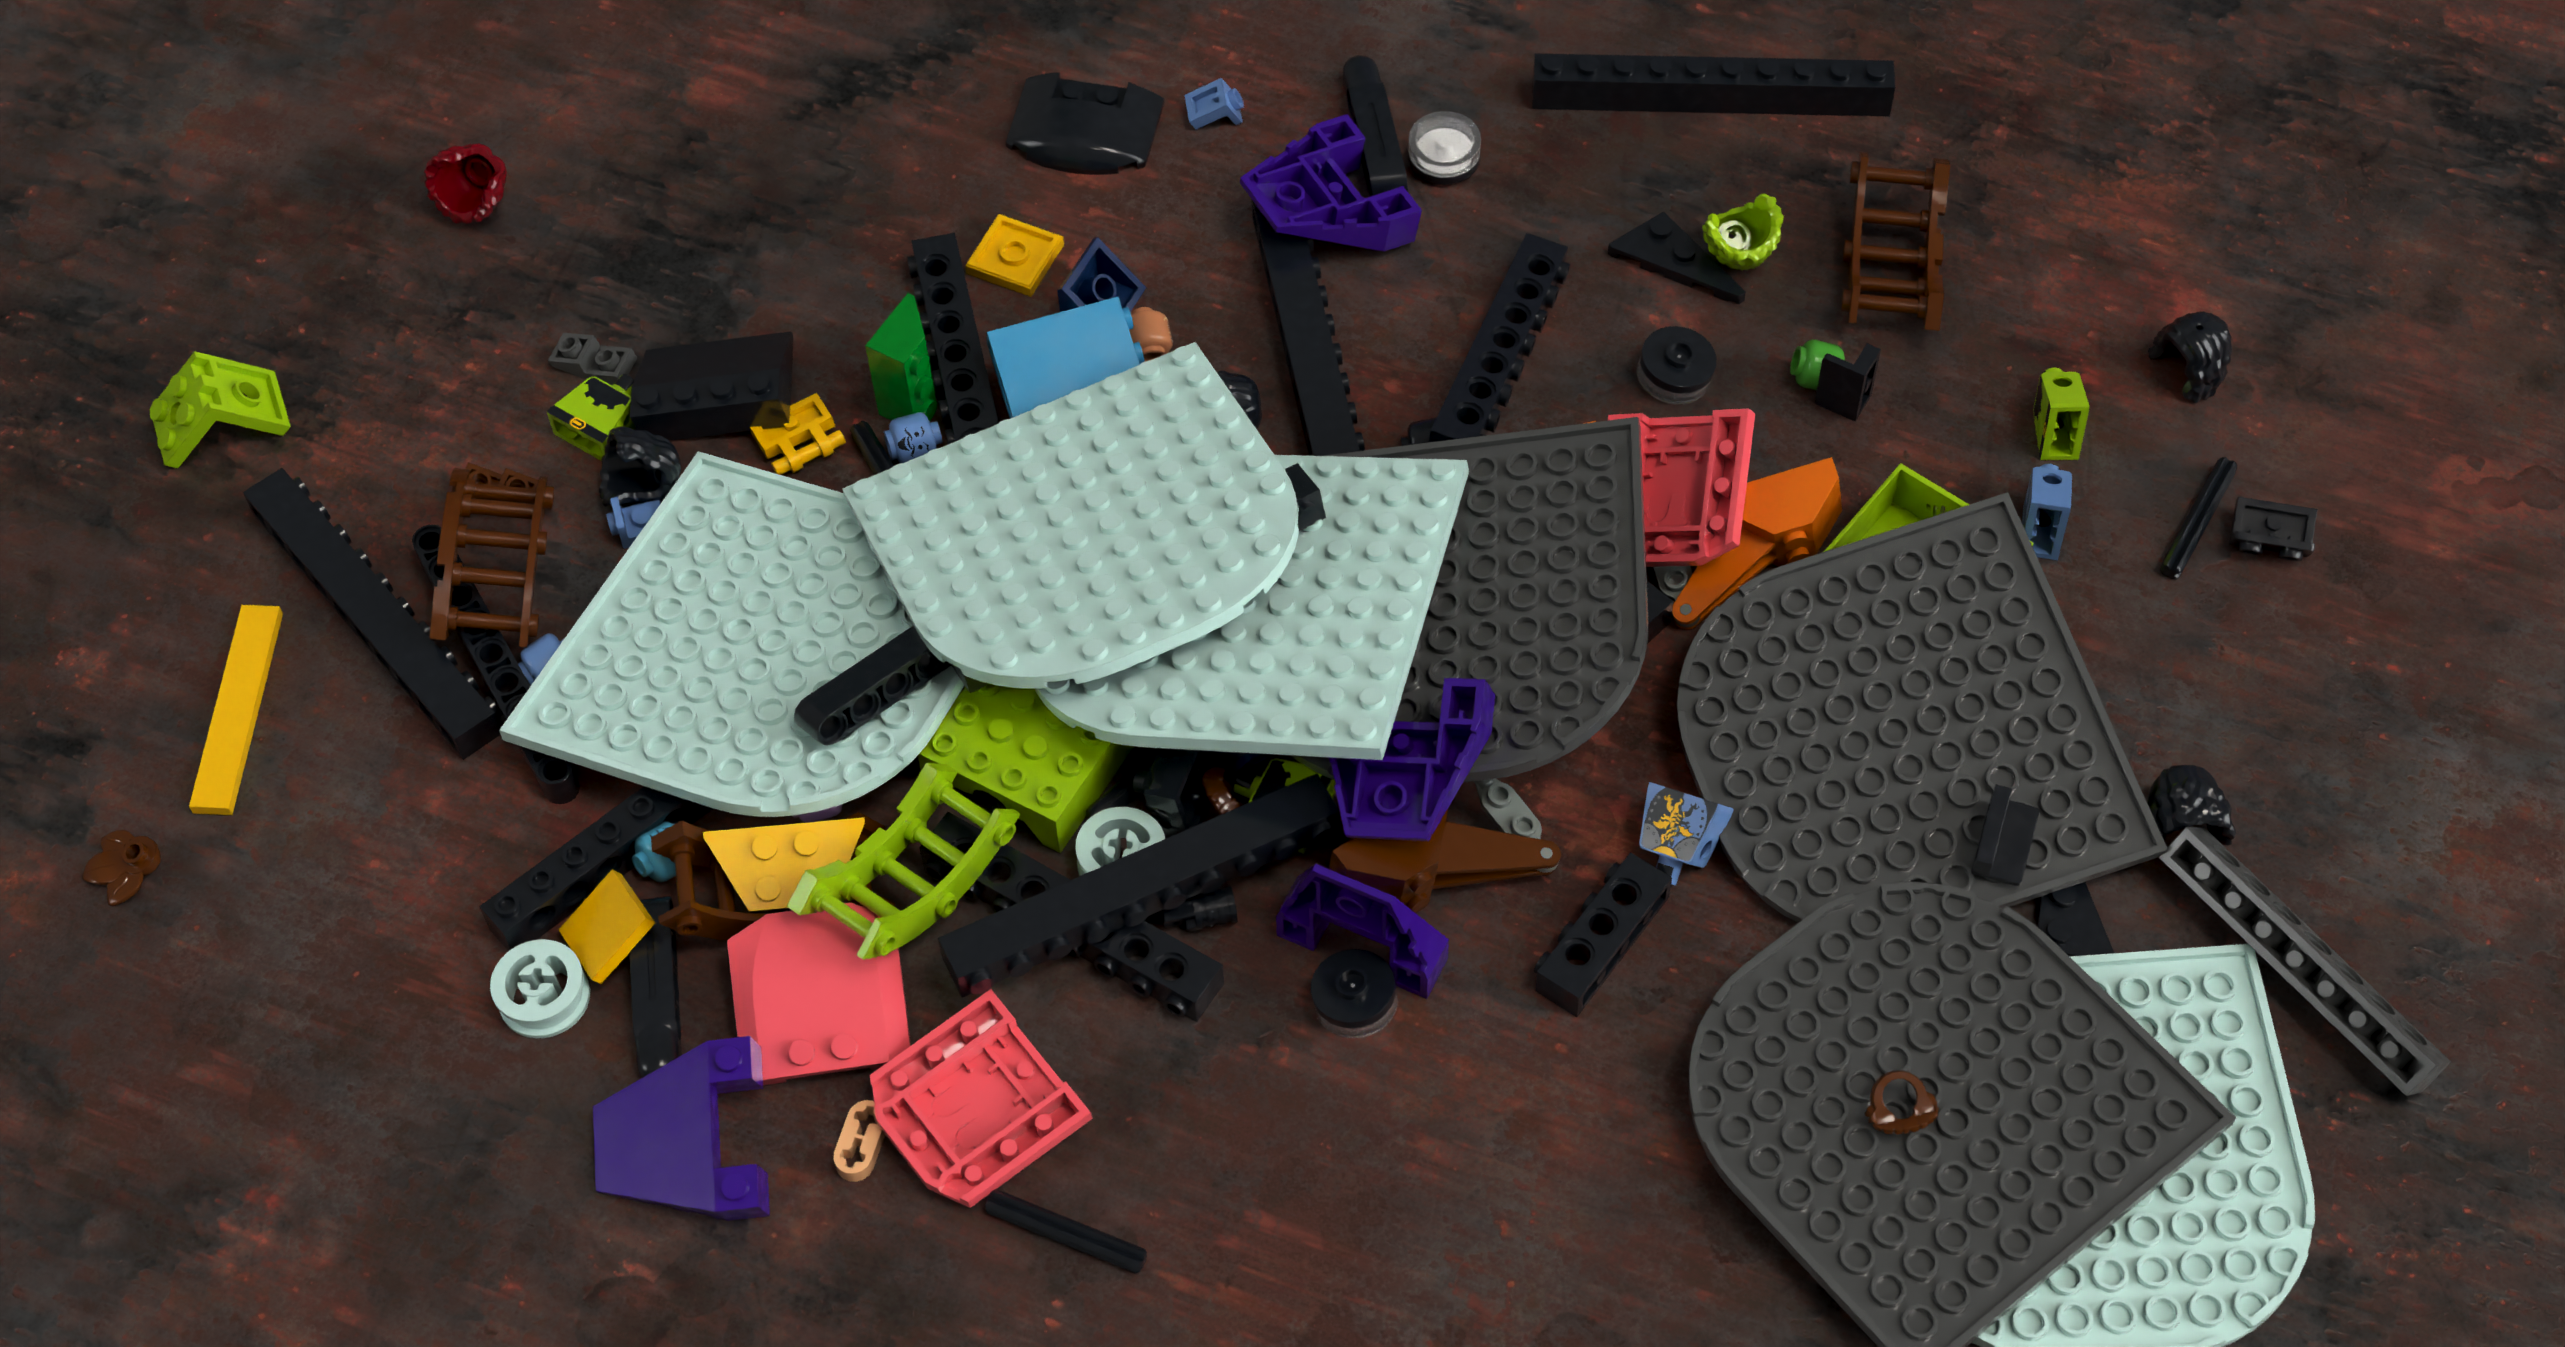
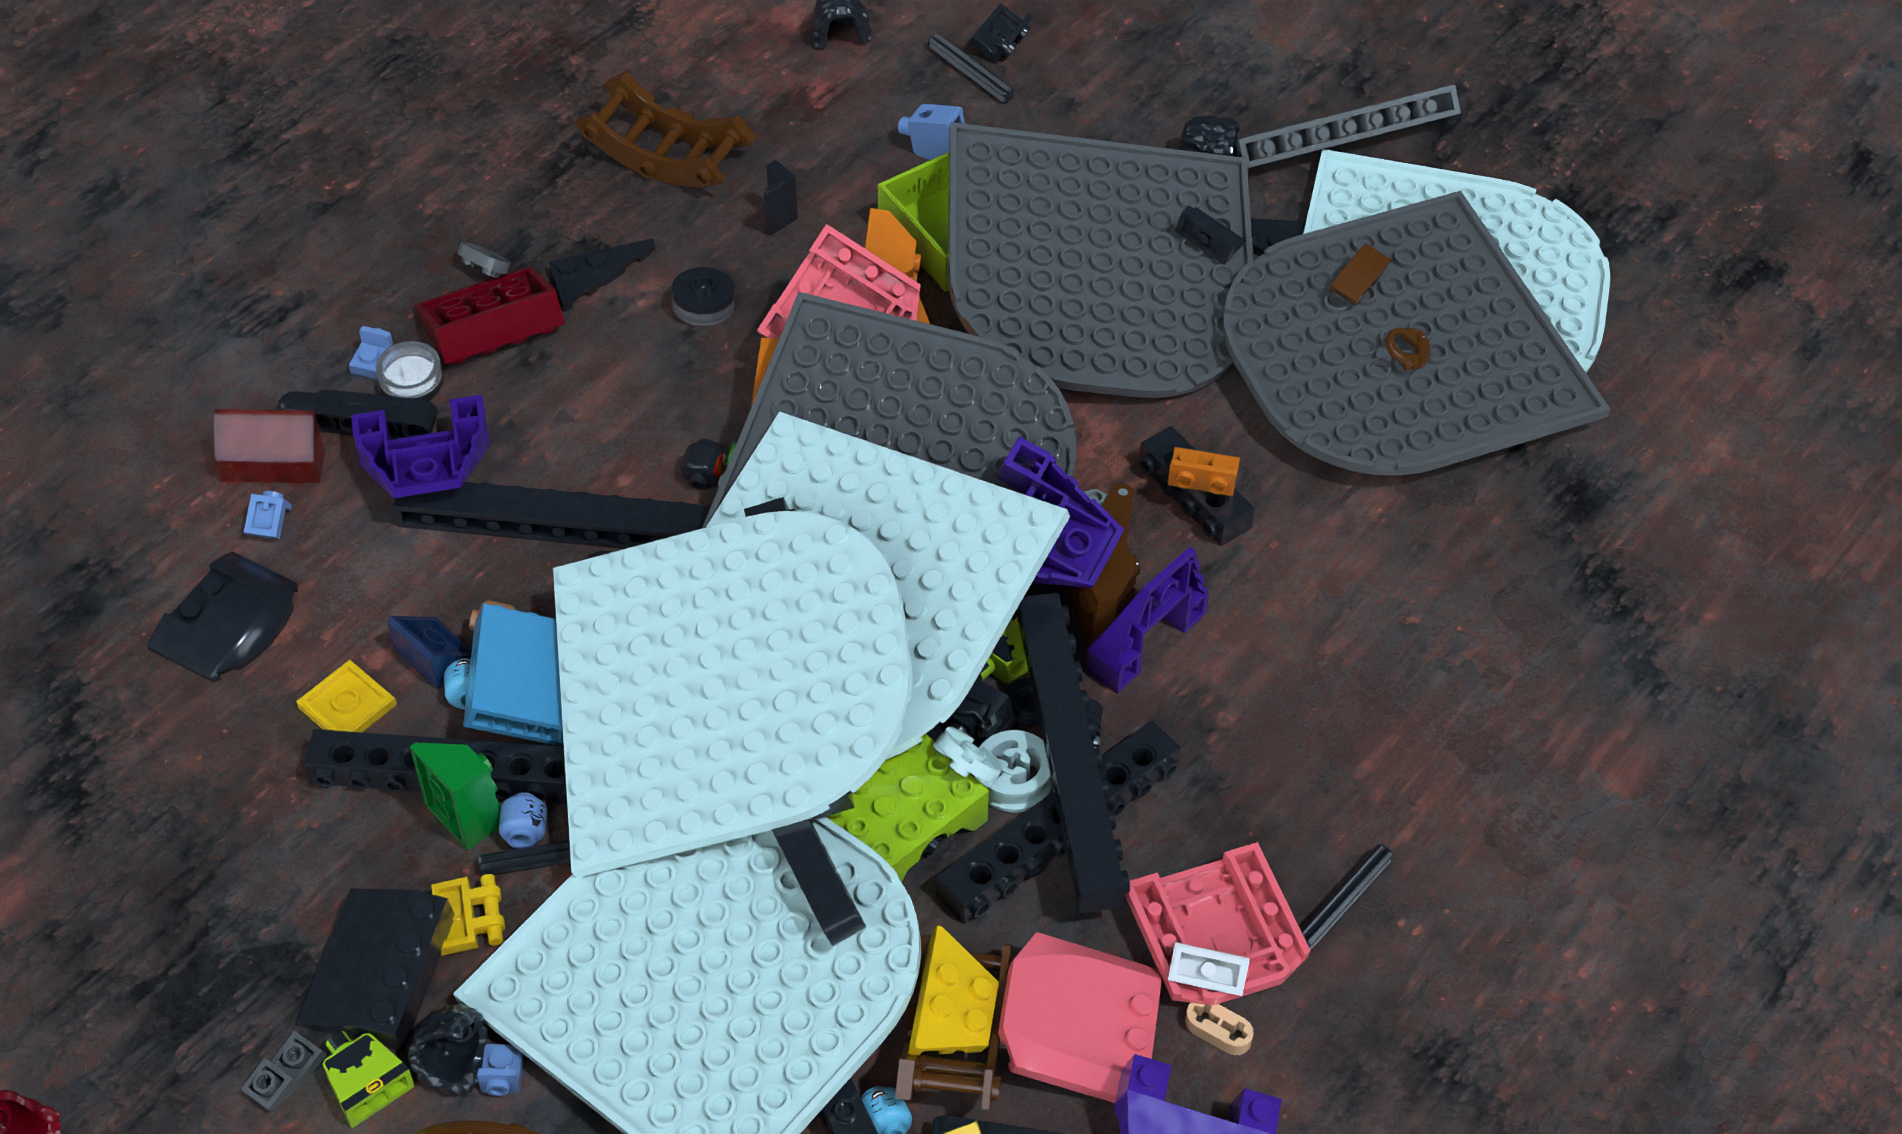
camera: 75 degrees left, 5 degrees down
(830, 885) = (974, 931): lime fence -> none
(908, 1098) = (1208, 968): none -> white slope
(1071, 782) = (968, 757): none -> light aqua plate
(1220, 791) = (1001, 680): reddish brown piece -> none
(1287, 70) = (268, 446): none -> slope
(1354, 993) = (1196, 649): black piece -> none
(1471, 106) = (373, 344): none -> medium blue bracket
(1503, 341) = (643, 388): black brick -> none
(1560, 185) = (490, 315): none -> dark red slope
(1606, 926) = (1203, 471): none -> orange bracket
(1637, 152) = (479, 256): none -> dark grey plate
(1681, 828) = (1129, 408): torso -> none
(1713, 84) = (441, 198): black brick -> none
(1754, 230) = (609, 212): lime hair -> none
(1808, 360) = (746, 216): bright green head -> none
(2002, 1018) = (1360, 274): none -> reddish brown slope
(2060, 397) = (857, 100): lime torso -> none

